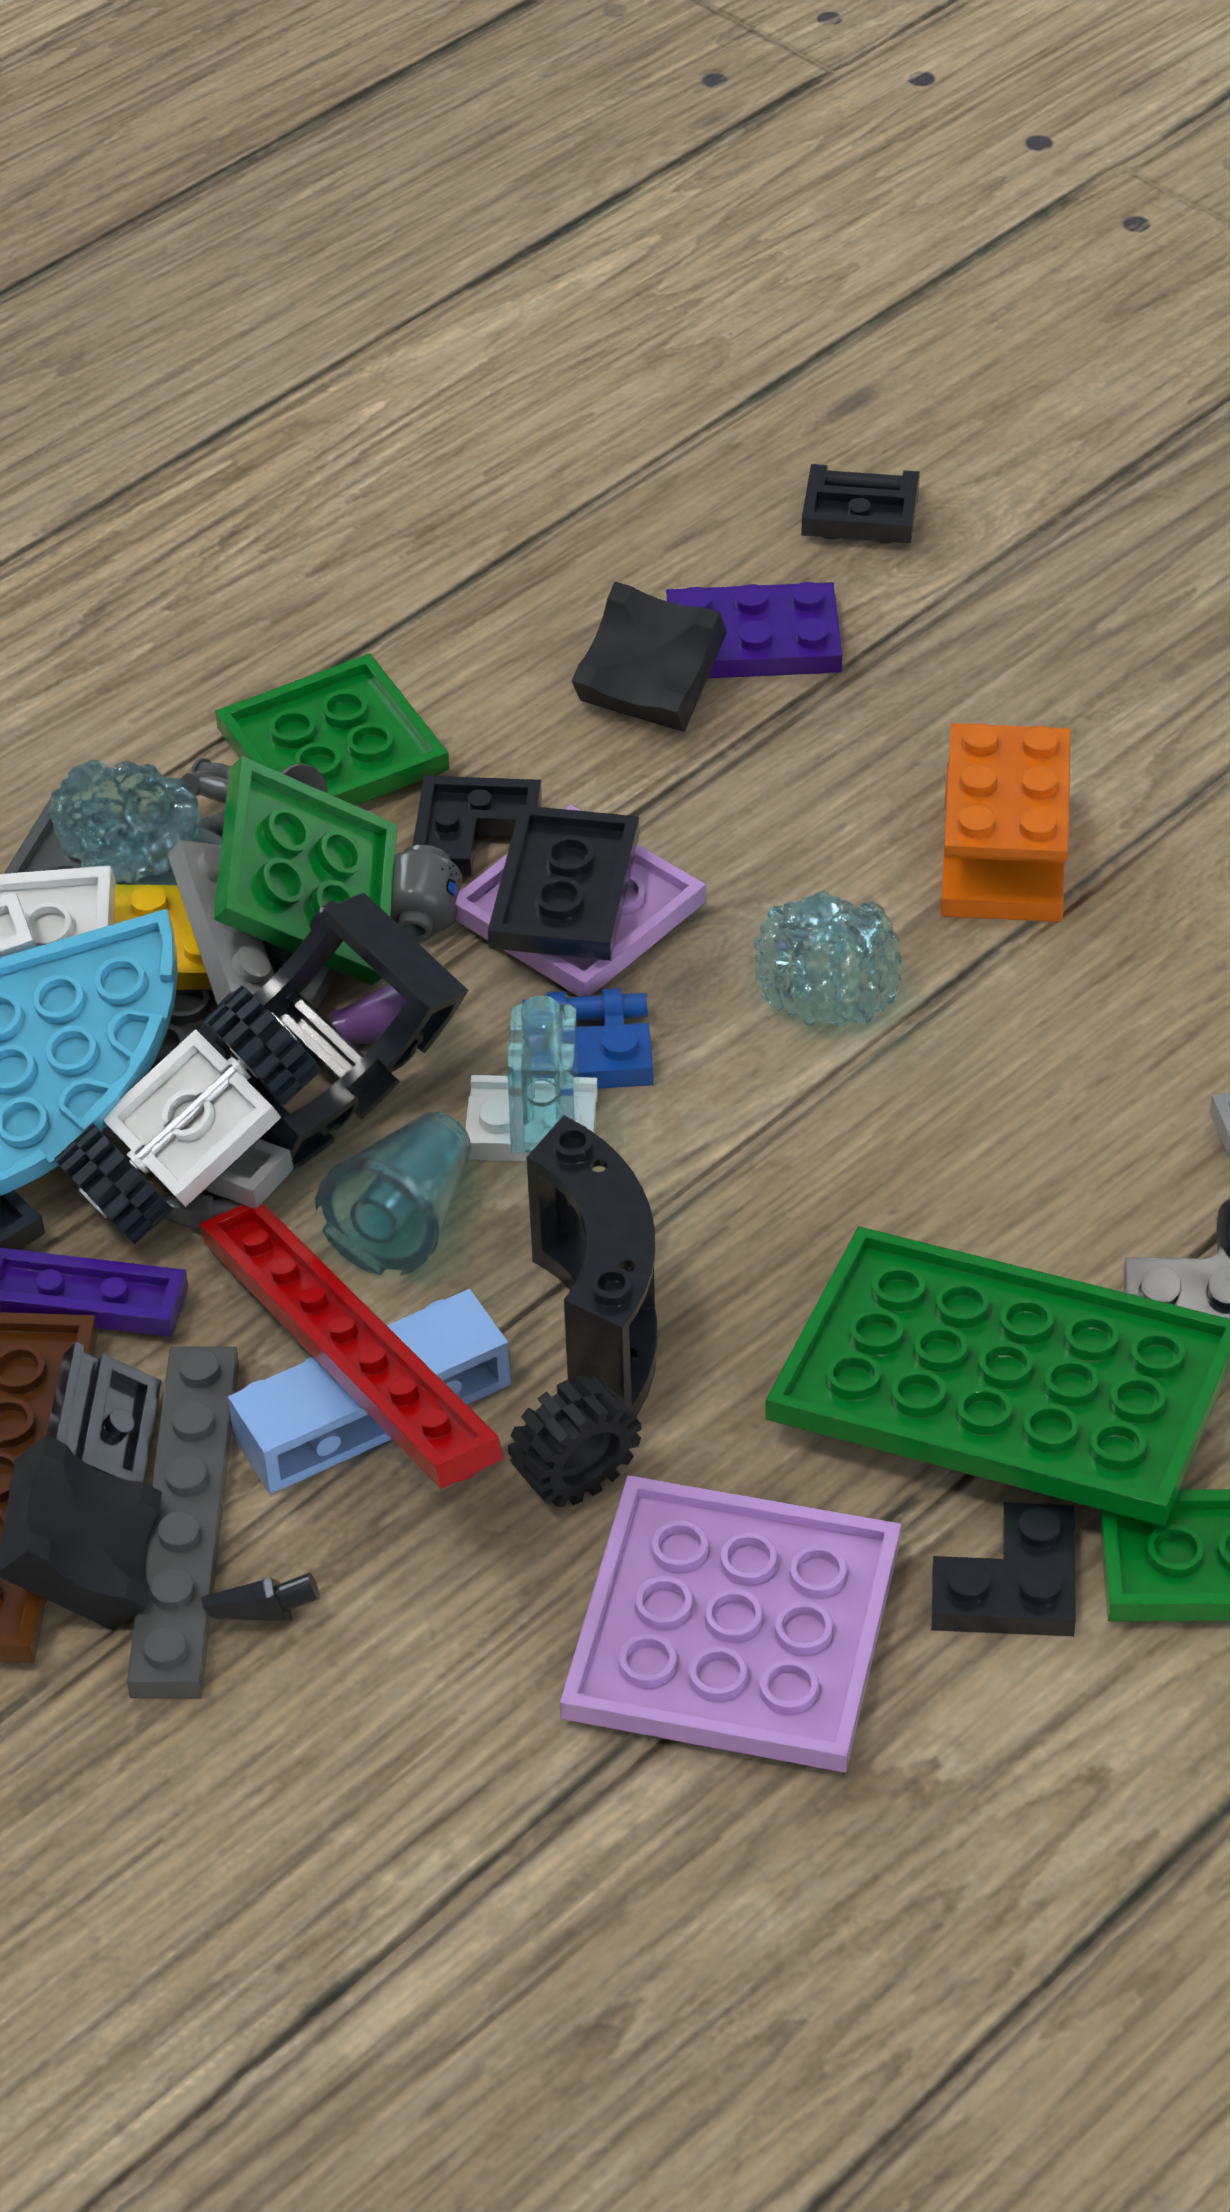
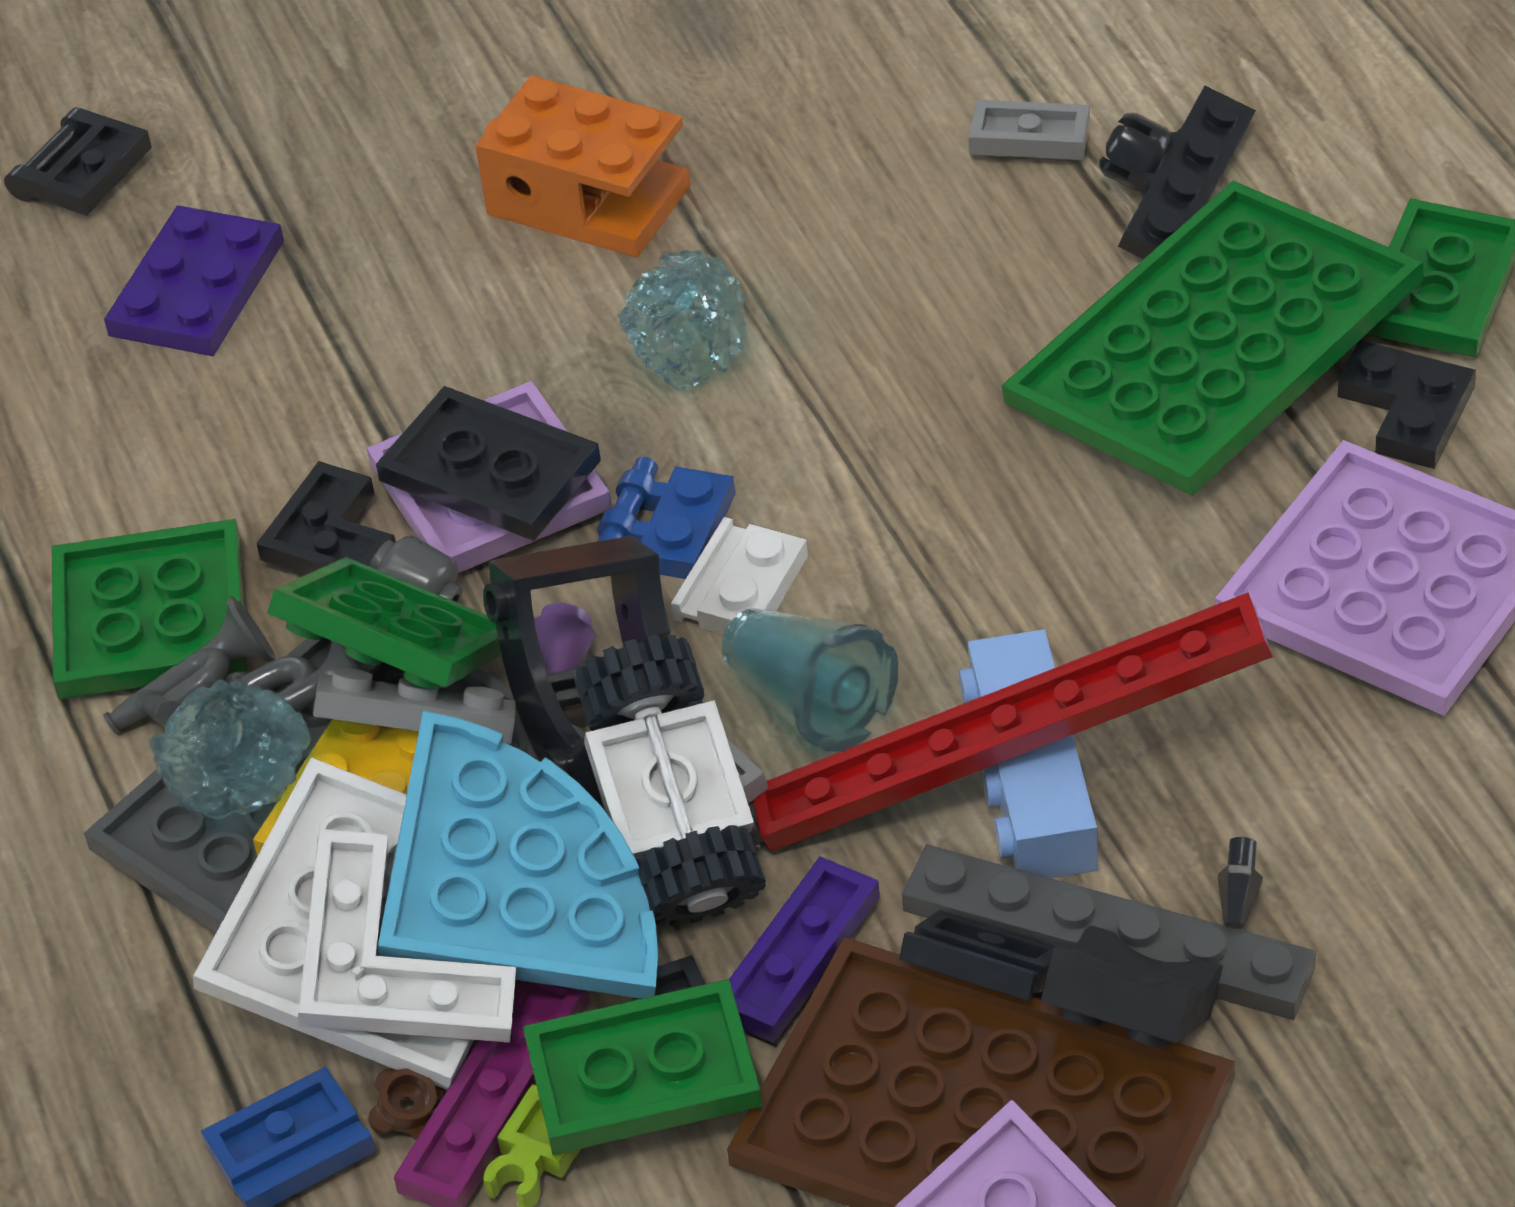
camera: 65 degrees left, 0 degrees up
(541, 1049) = (750, 519): clear light blue torso -> none
(574, 1440) = (1168, 589): black tyre -> none
(601, 1245) = (1006, 485): black window -> none
(650, 657) = (213, 340): black brick -> none

